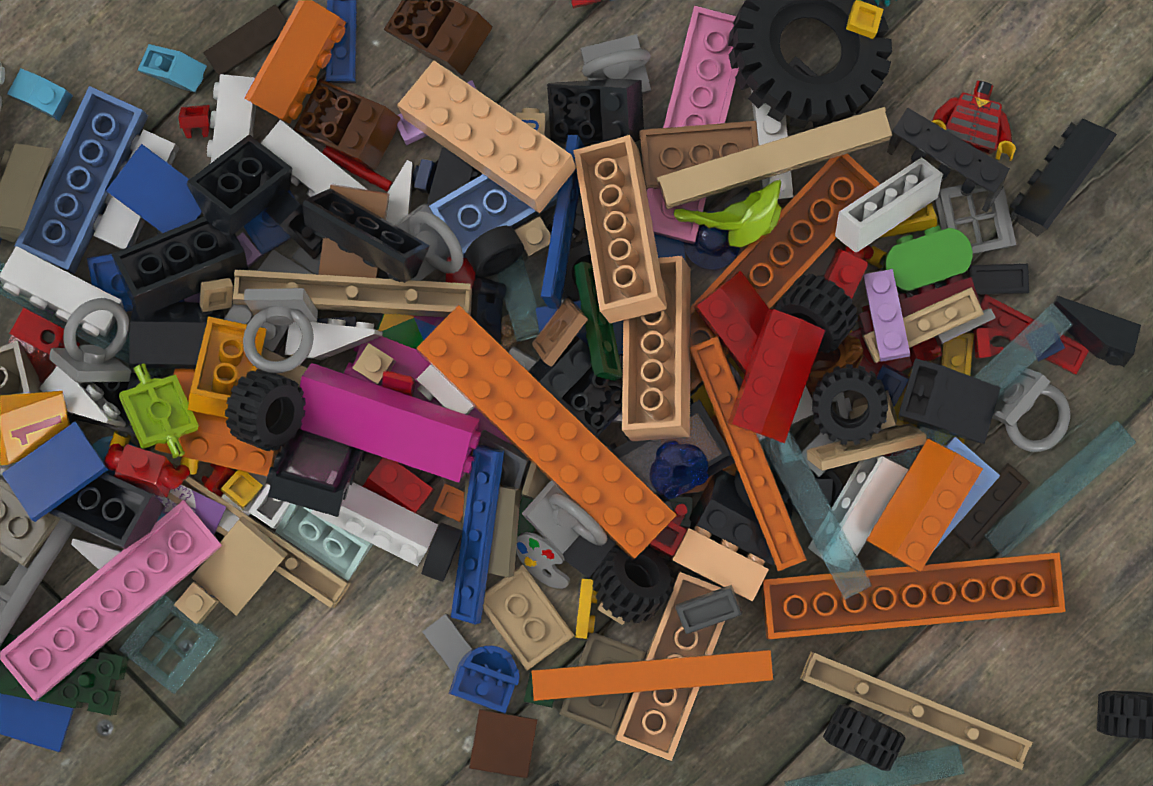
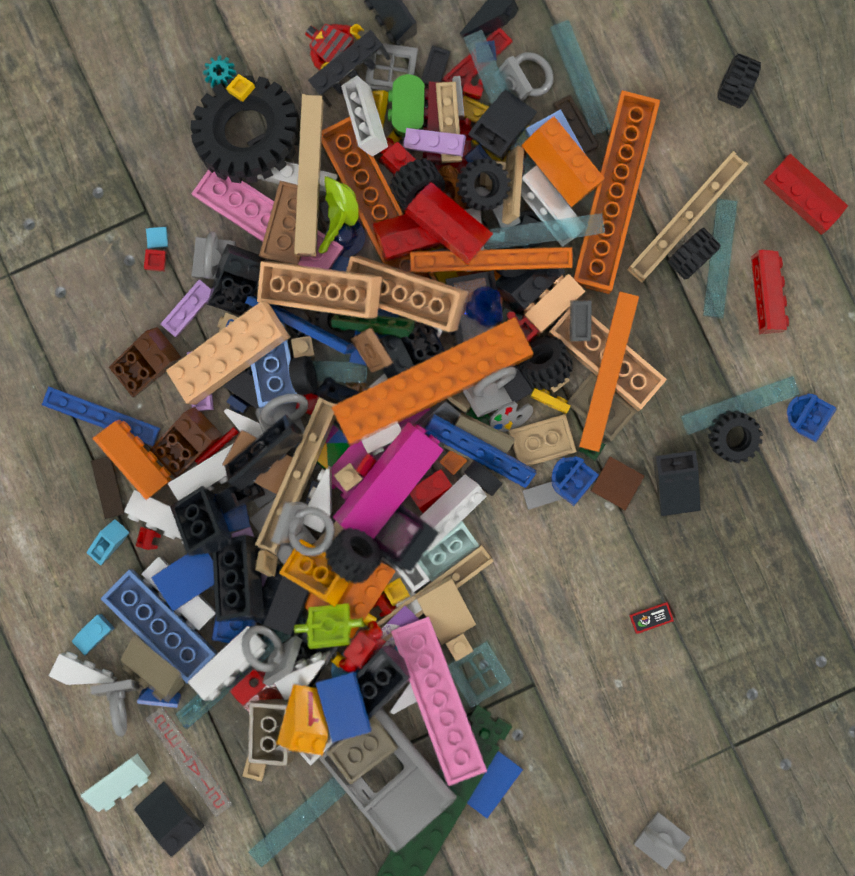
camera: 75 degrees left, 0 degrees up
(532, 58) = (187, 308): none -> lavender plate

